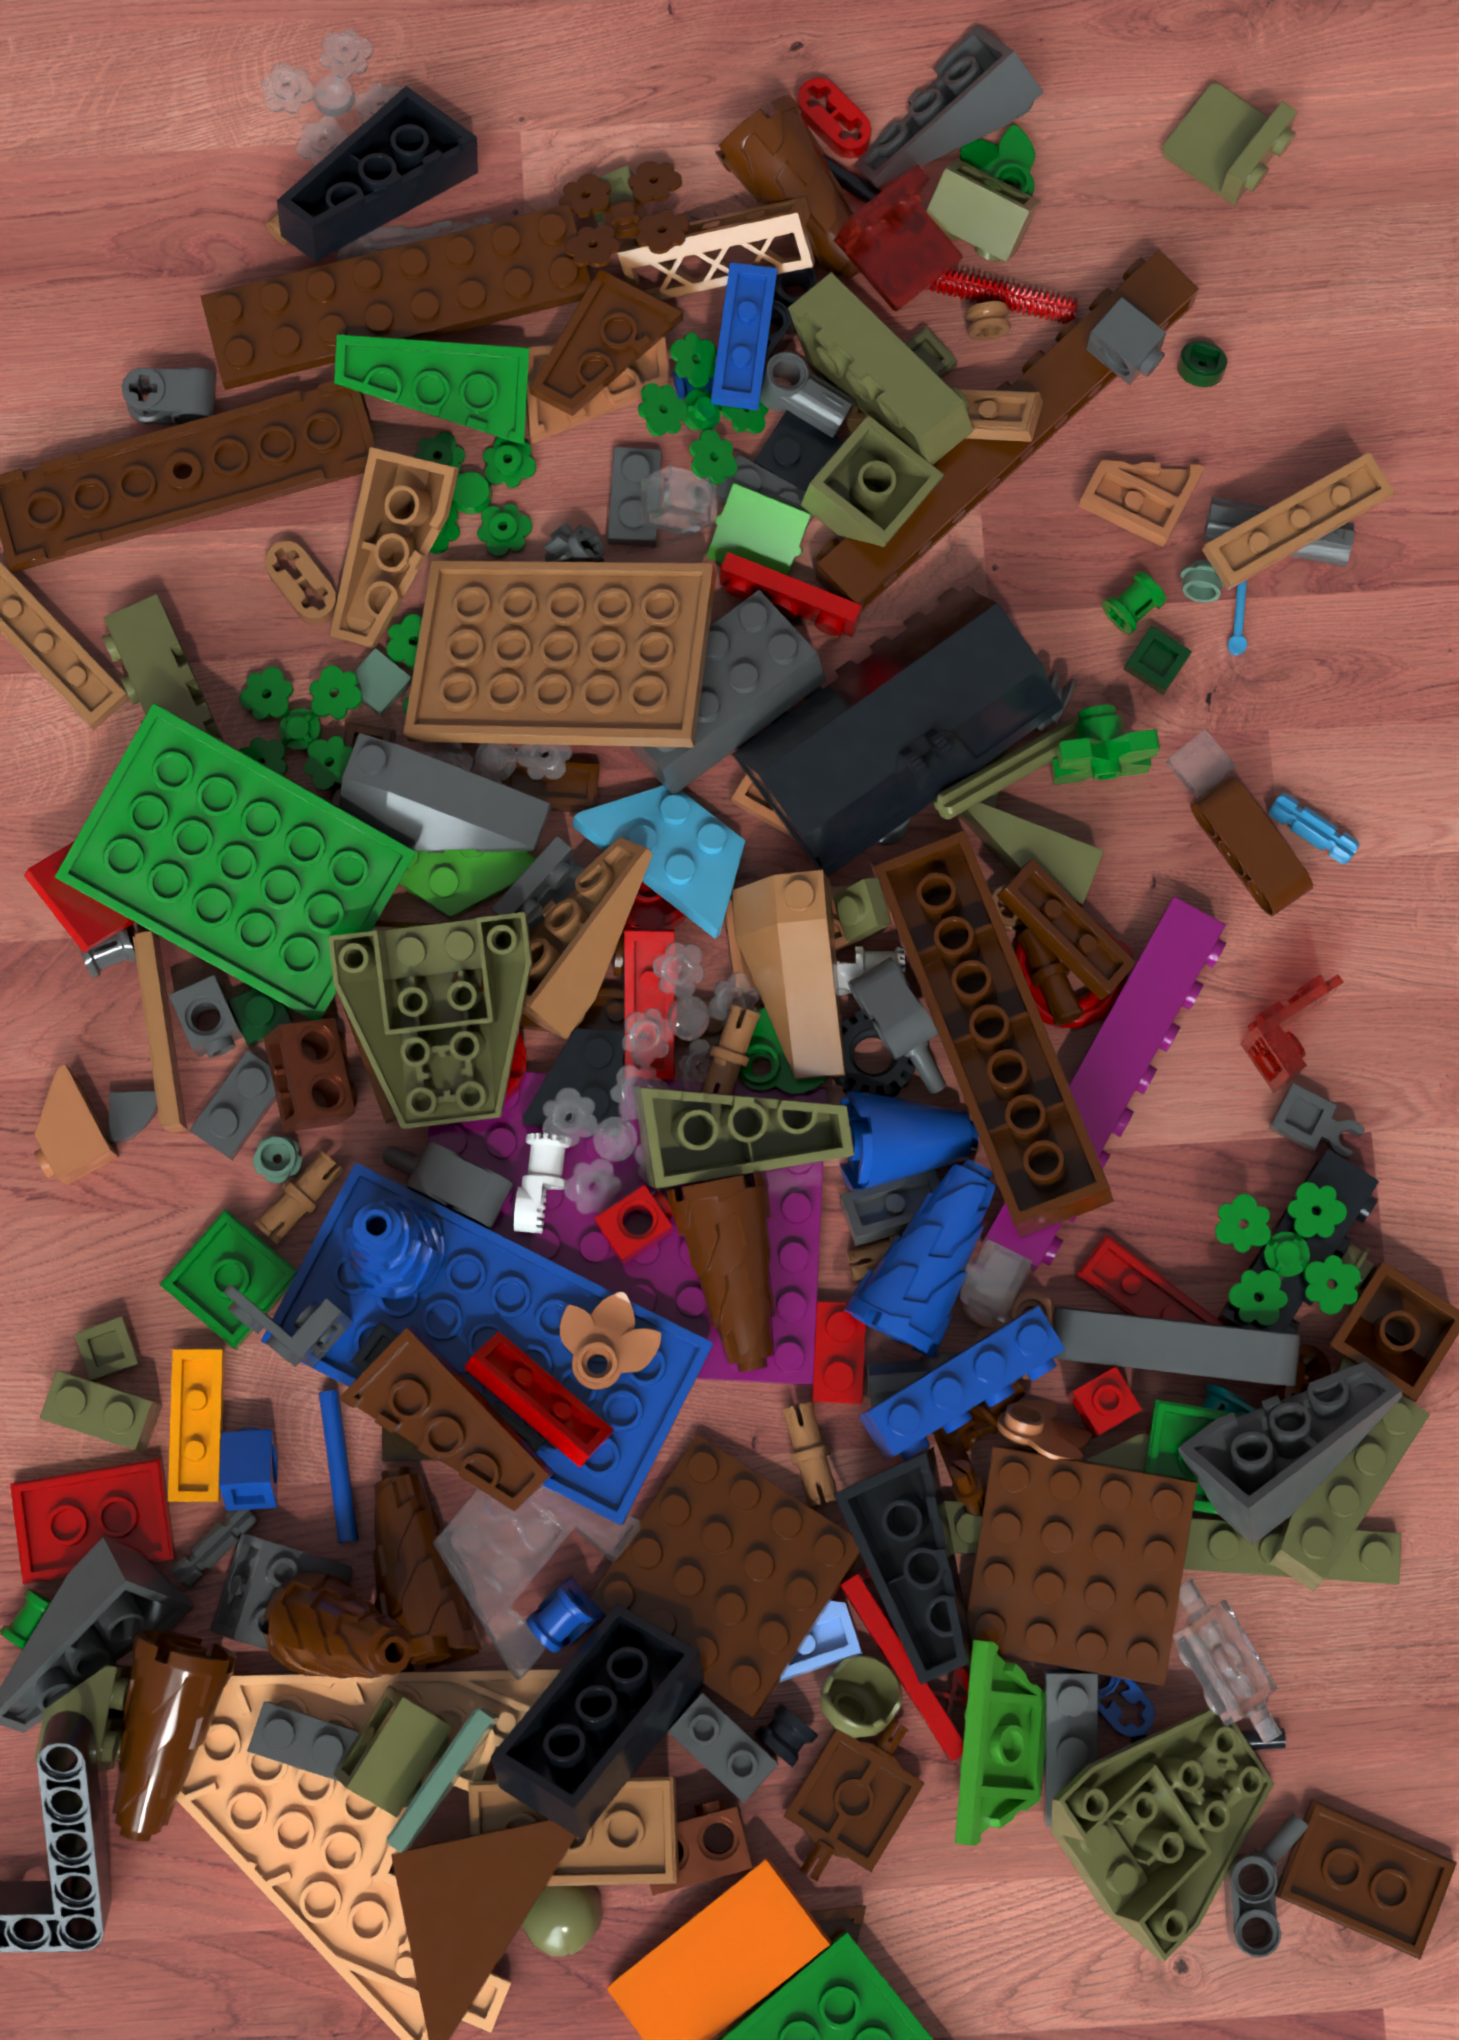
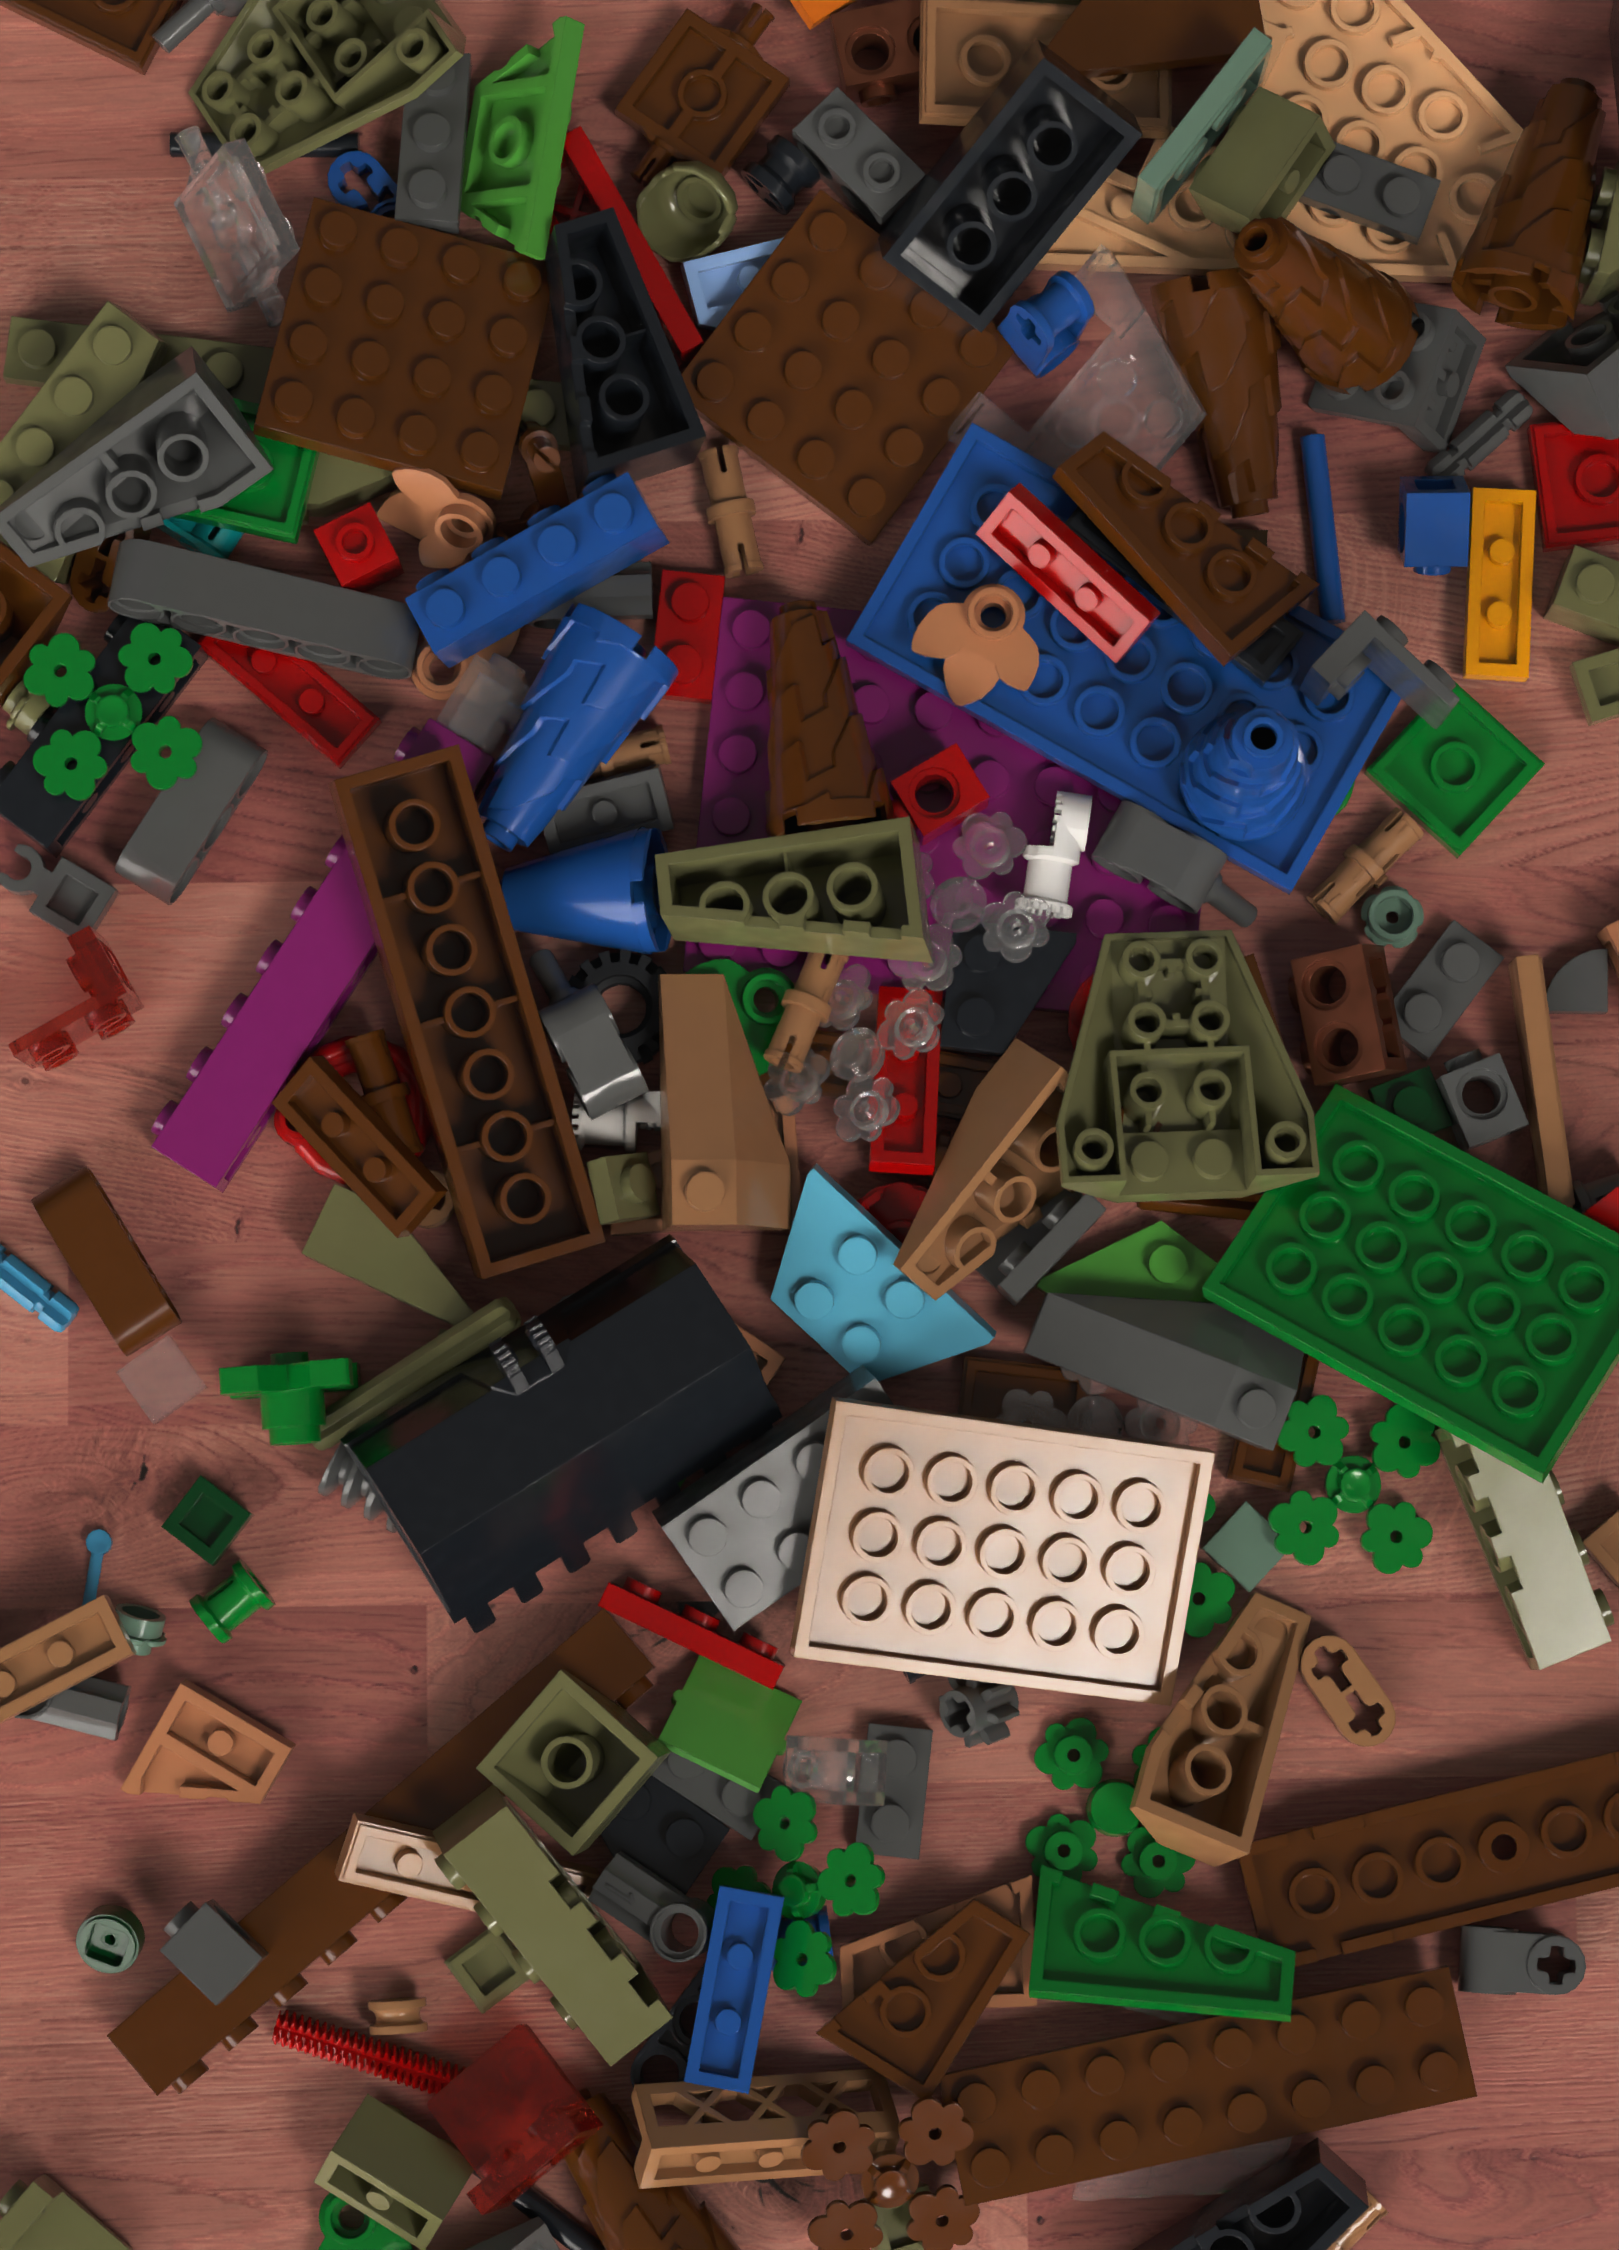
camera: 175 degrees left, 5 degrees up
(1223, 1176) = (191, 814): none -> dark grey beam

